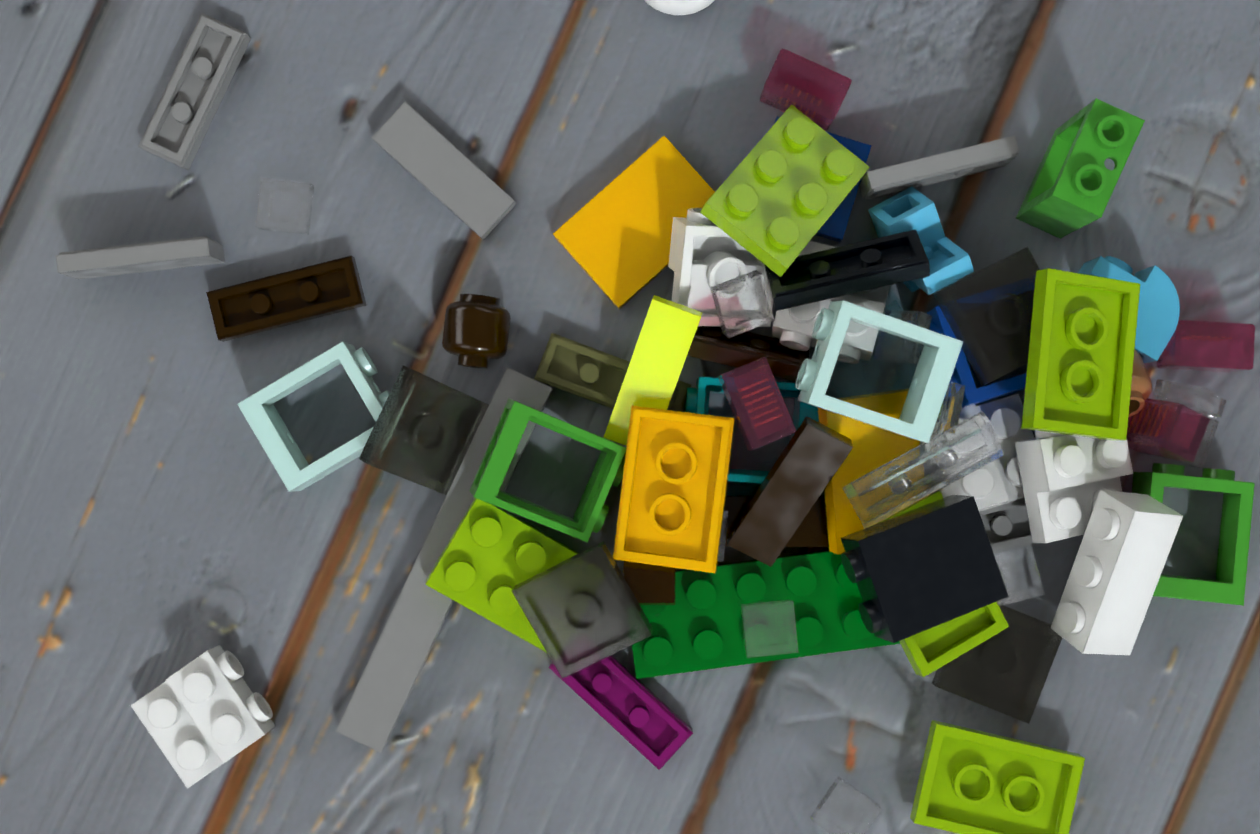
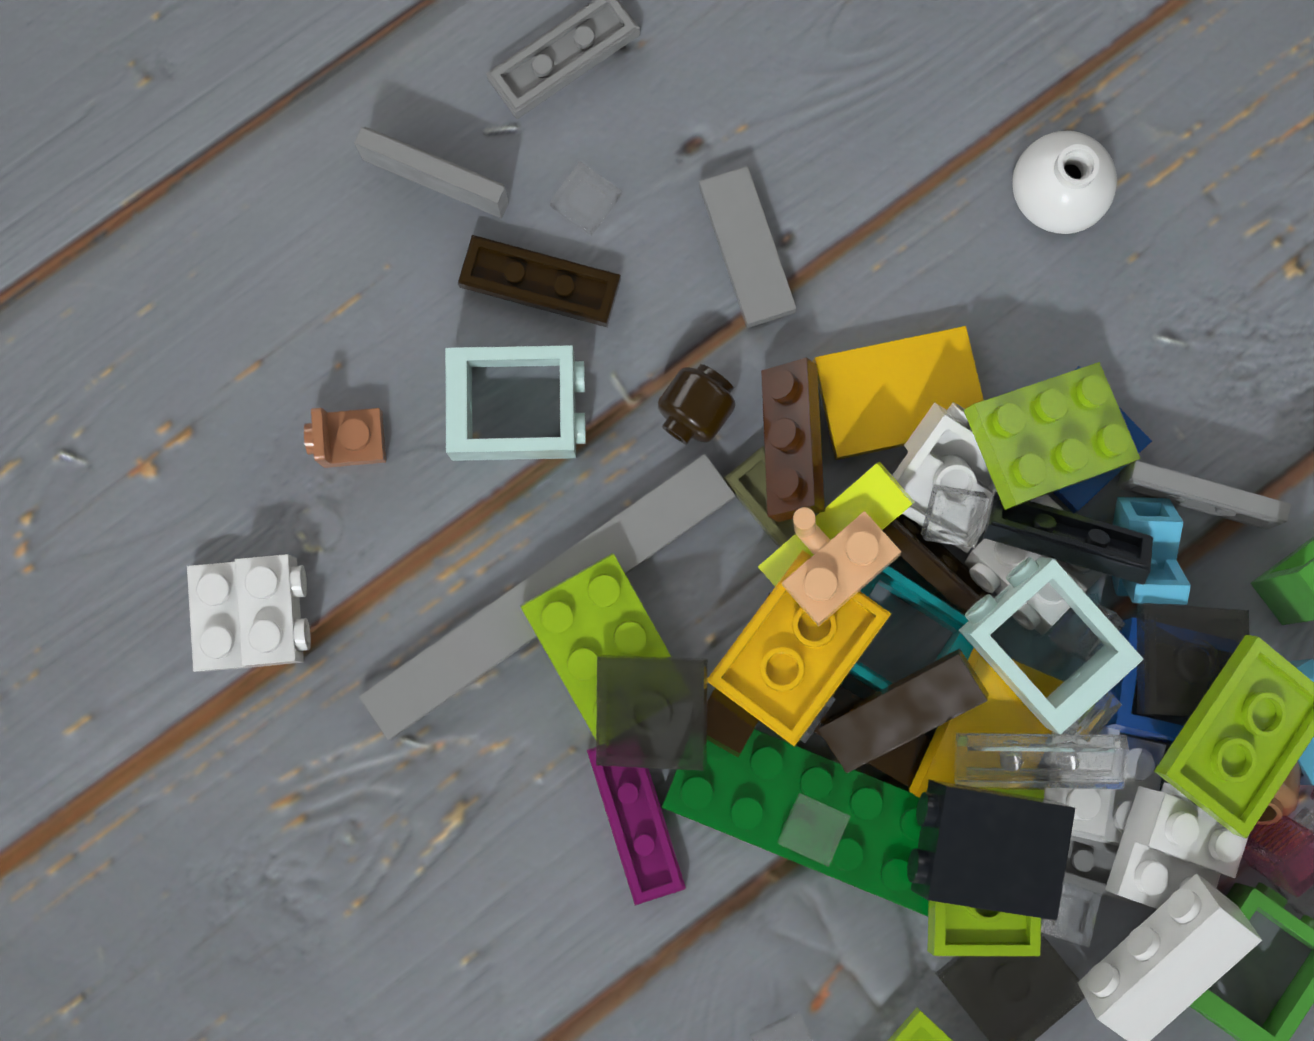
camera: 25 degrees right, 5 degrees down
(199, 523) = (345, 437): none -> nougat bracket
(423, 431) = (598, 467): clear smoke tile -> none
(573, 315) = (792, 439): none -> reddish brown plate
(591, 509) = (661, 522): bright green window -> none
(668, 402) = (838, 565): none -> light nougat plate
(757, 404) = (919, 612): clear pink piece -> none
(806, 86) = (1122, 354): clear pink piece -> none

